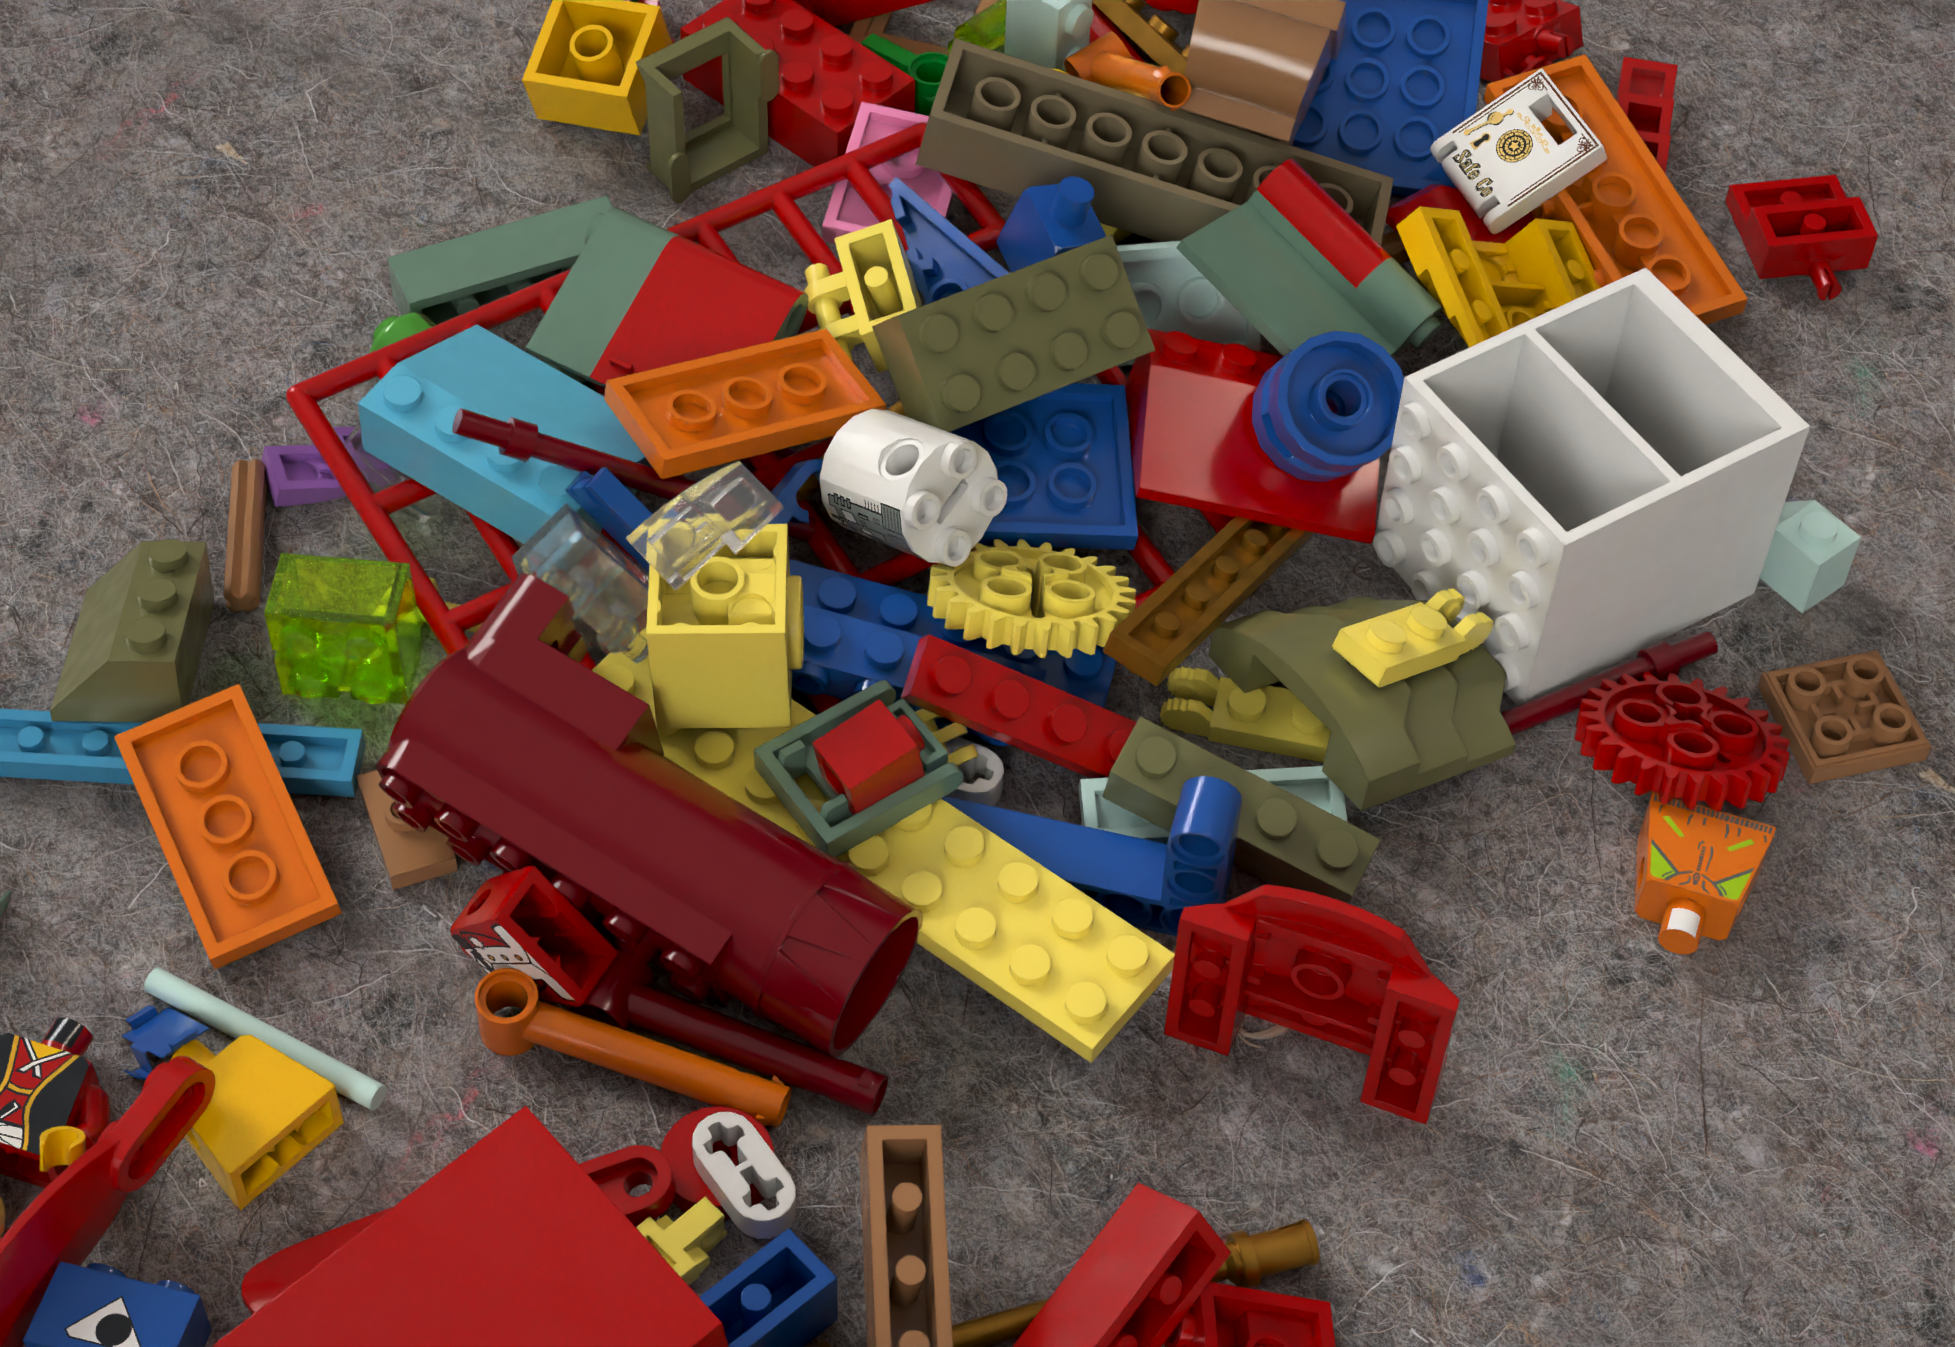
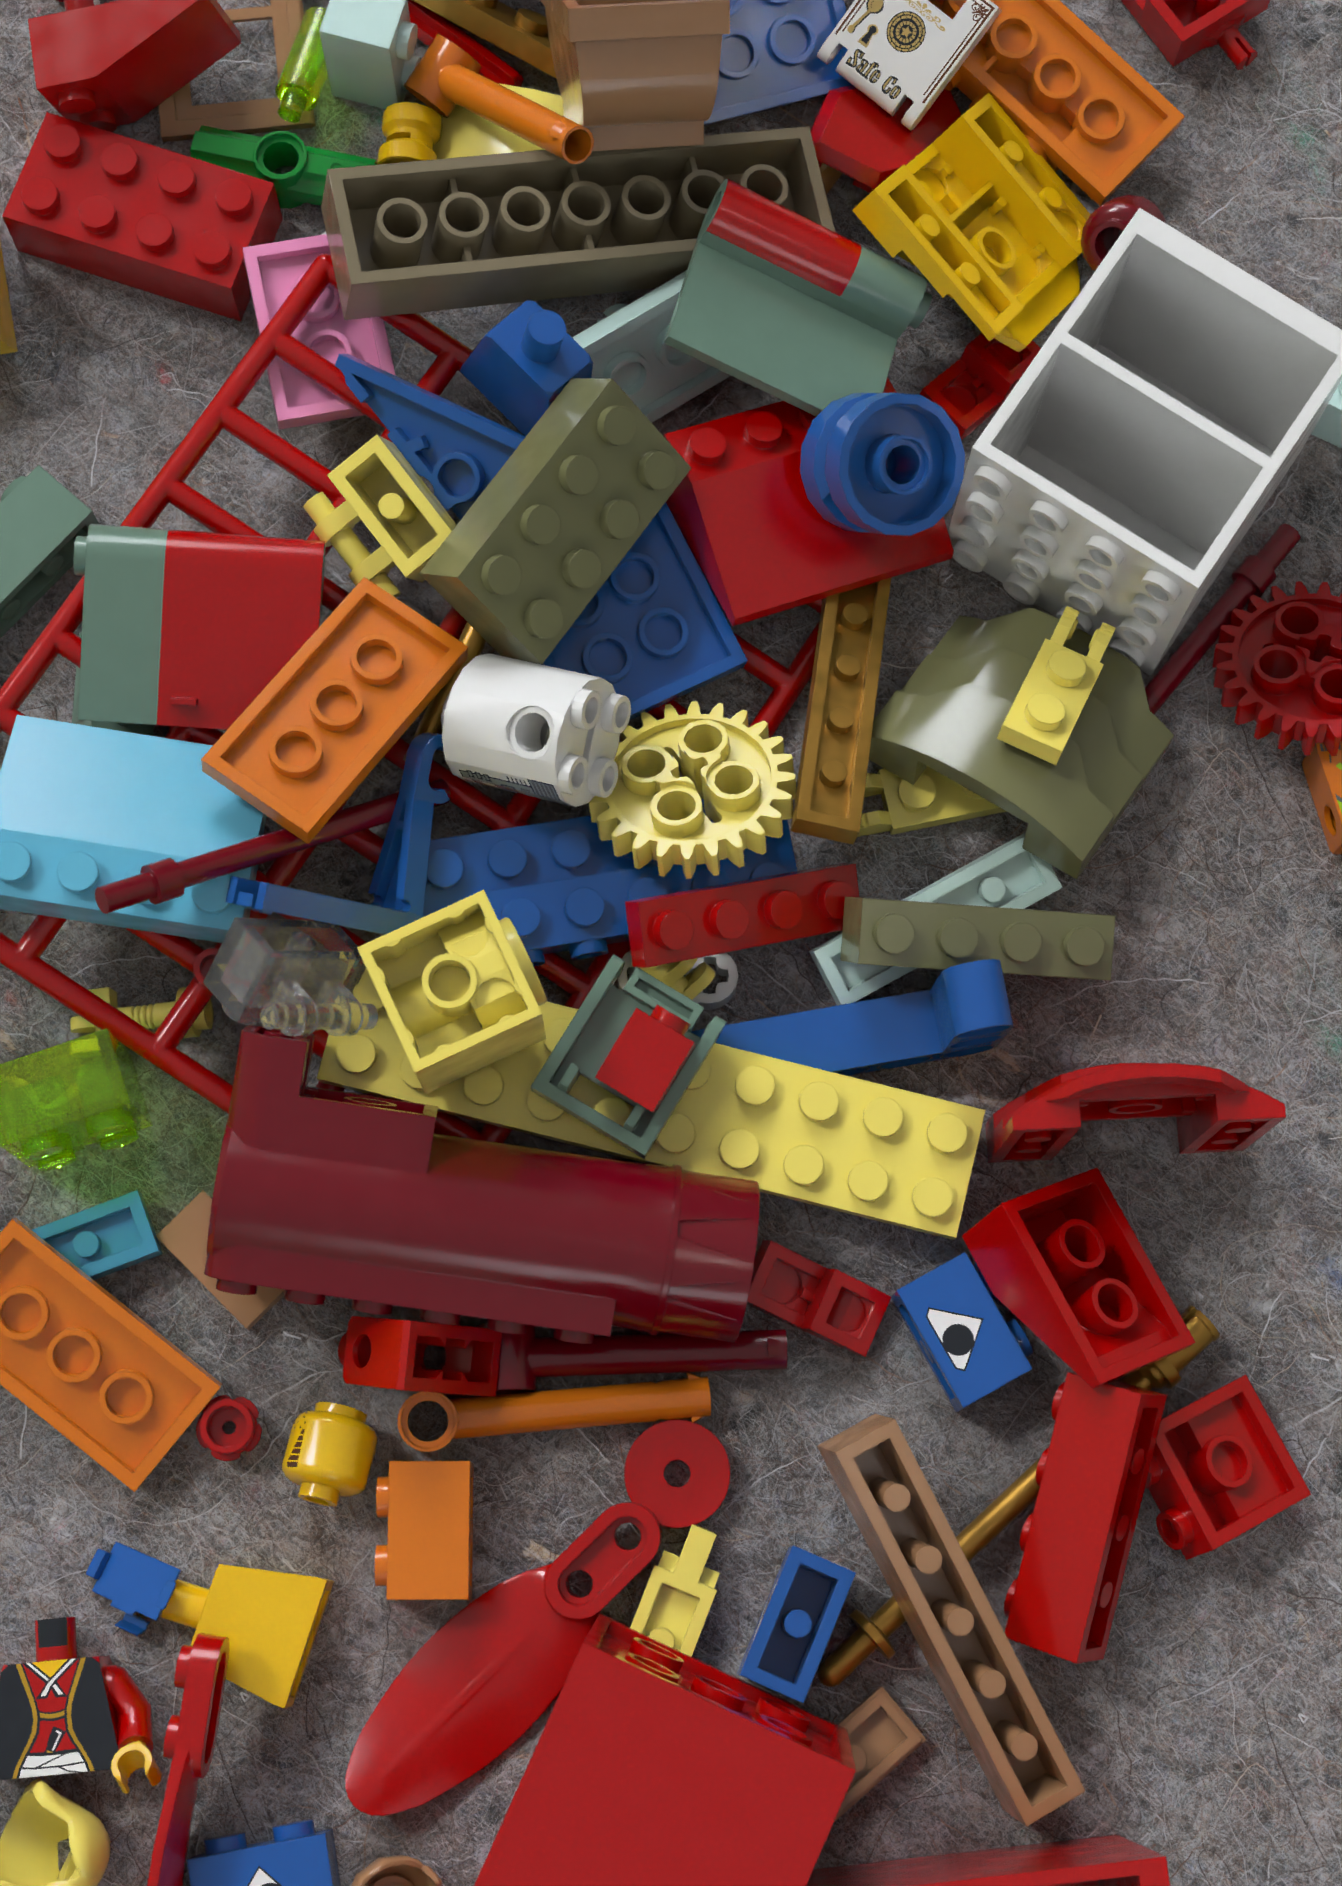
camera: 25 degrees left, 25 degrees up
(239, 1023) = (221, 1537): light aqua bar -> none
(326, 935) = (218, 1412): none -> red plate
(403, 999) = (329, 1453): none -> yellow head
(455, 1097) = (427, 1530): none -> orange brick
(702, 519) = (414, 935): clear slope -> none
(725, 143) = (107, 321): olive piece -> none
(732, 1182) = (723, 1474): white beam -> none
(929, 1071) = (816, 1298): none -> red slope
(1060, 1148) = (963, 1331): none -> blue brick
(1194, 1114) = (1079, 1278): none -> red slope

